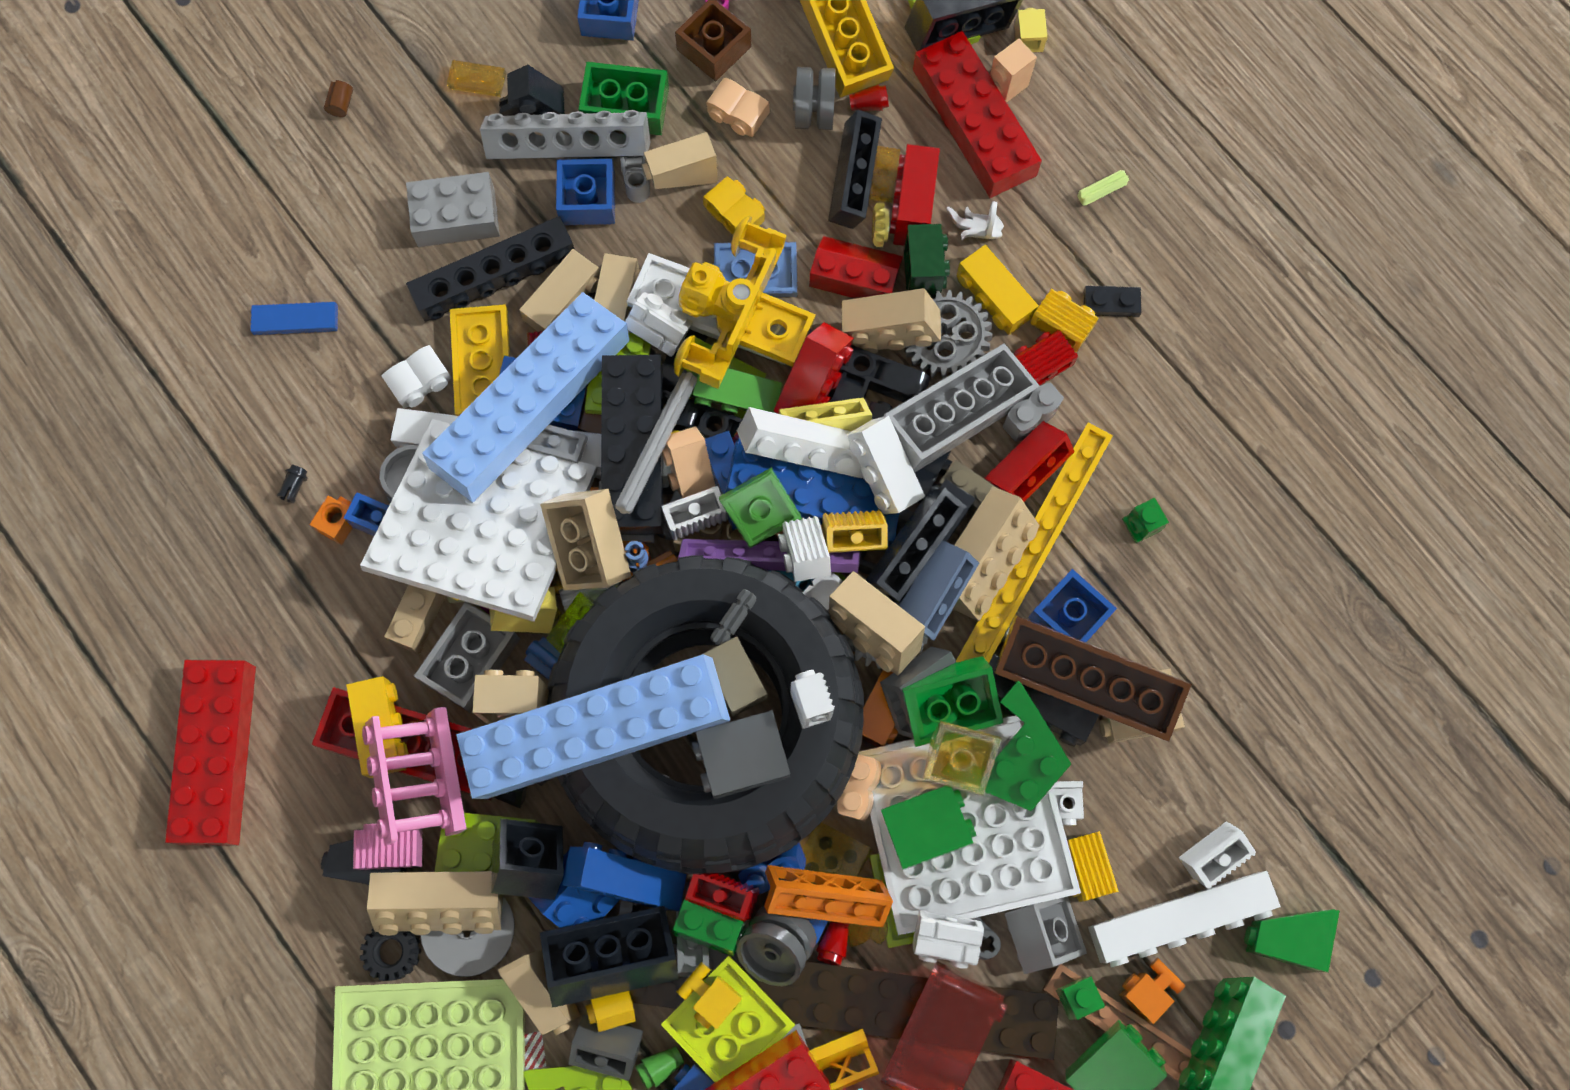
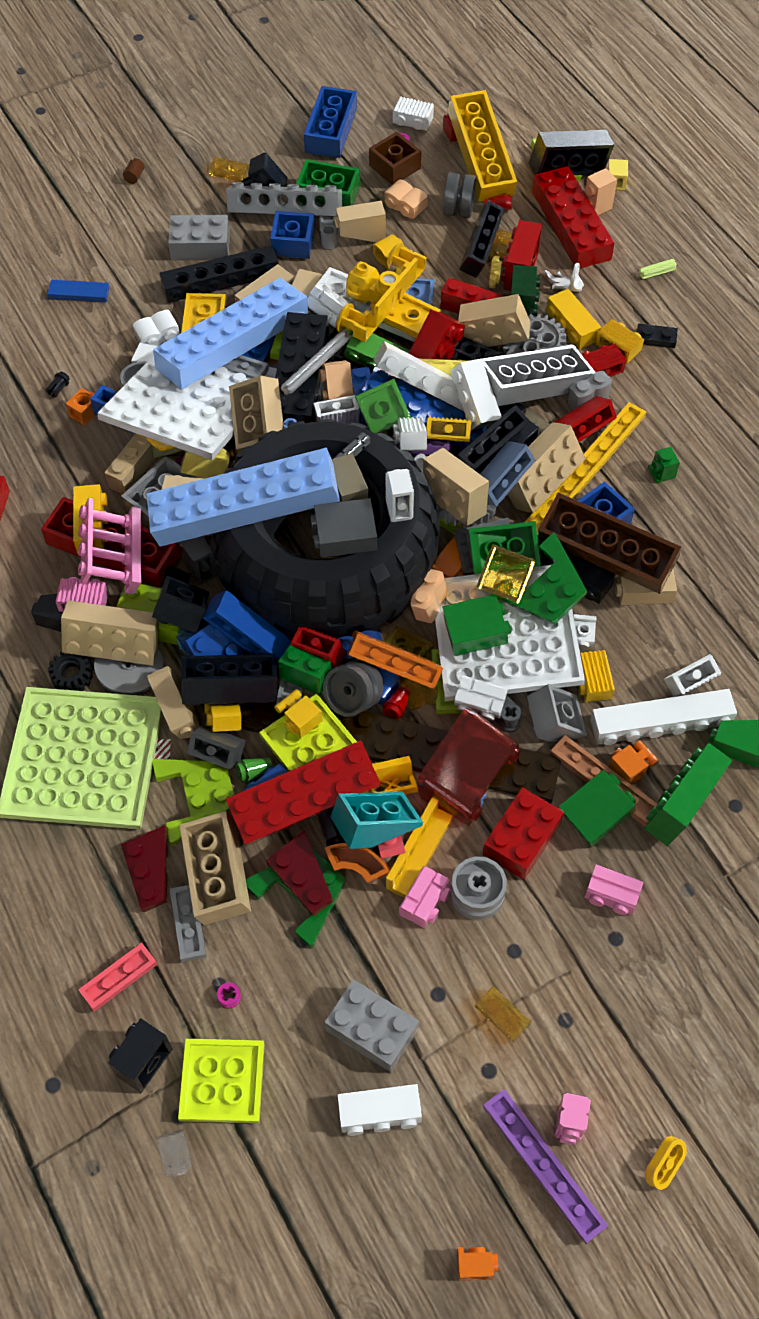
camera: 10 degrees right, 15 degrees down
(1080, 998) = (576, 751): green brick -> none

